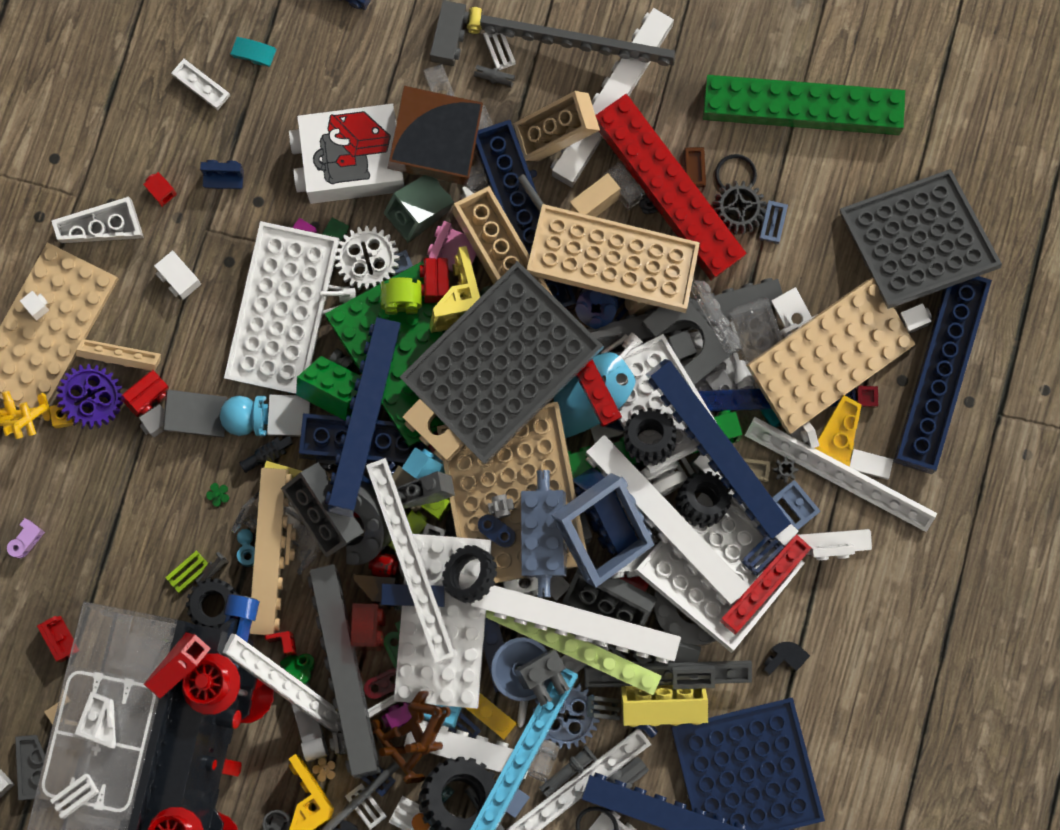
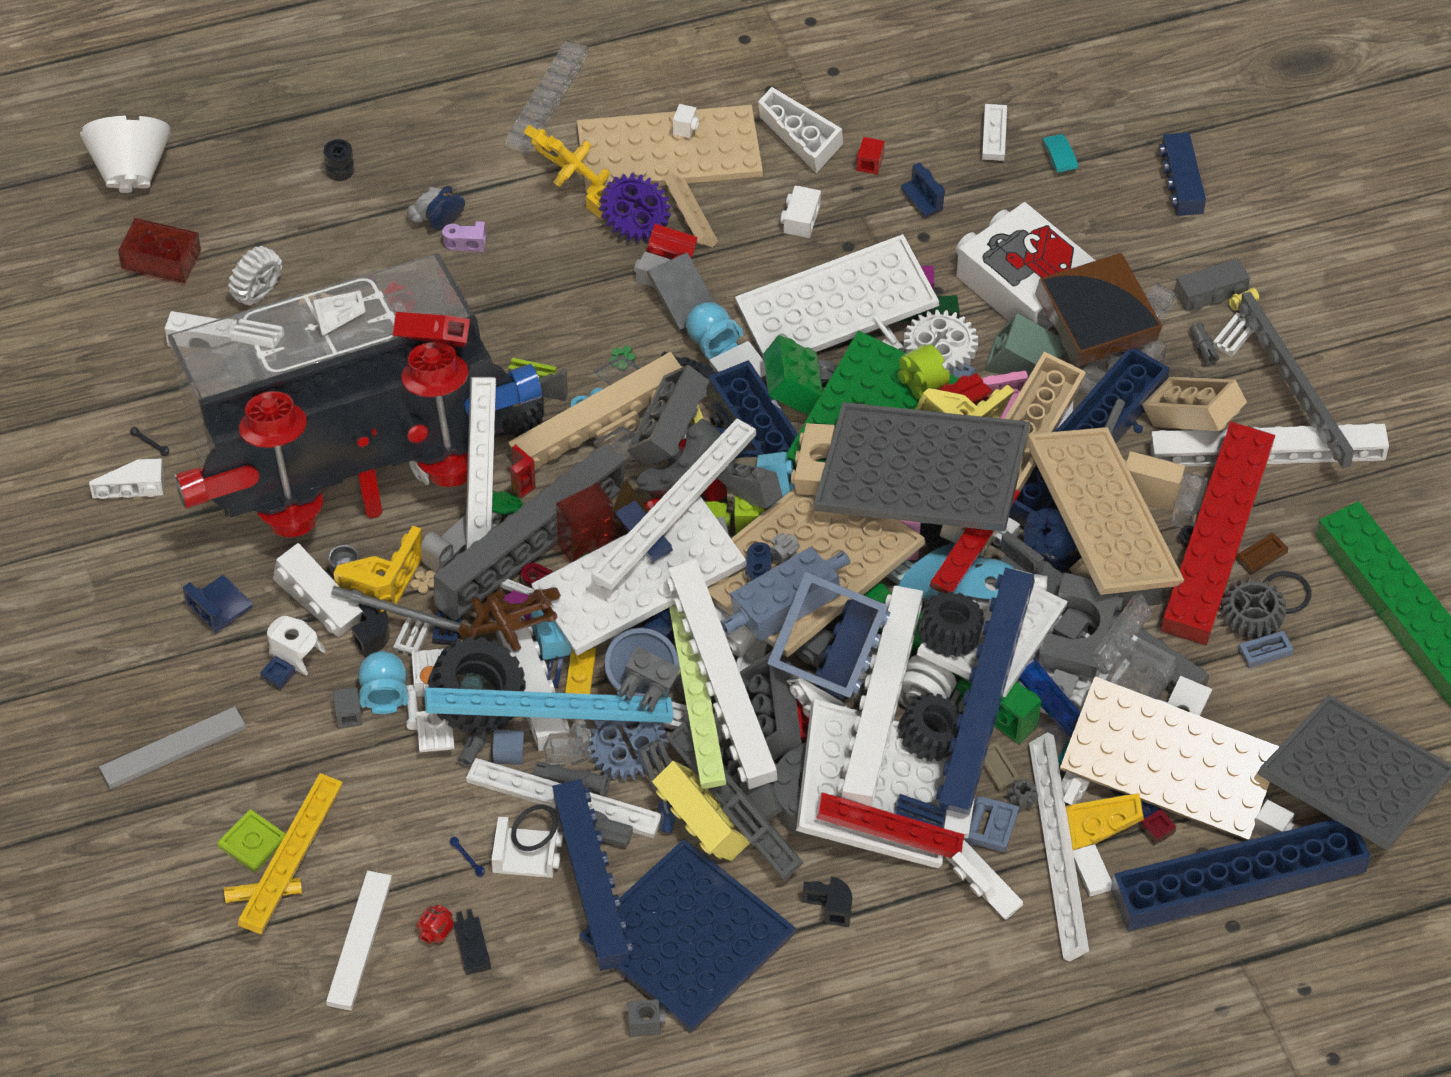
camera: 55 degrees right, 25 degrees down
(364, 417) = (781, 394): dark blue brick -> none
(484, 580) = (697, 549): black tyre -> none

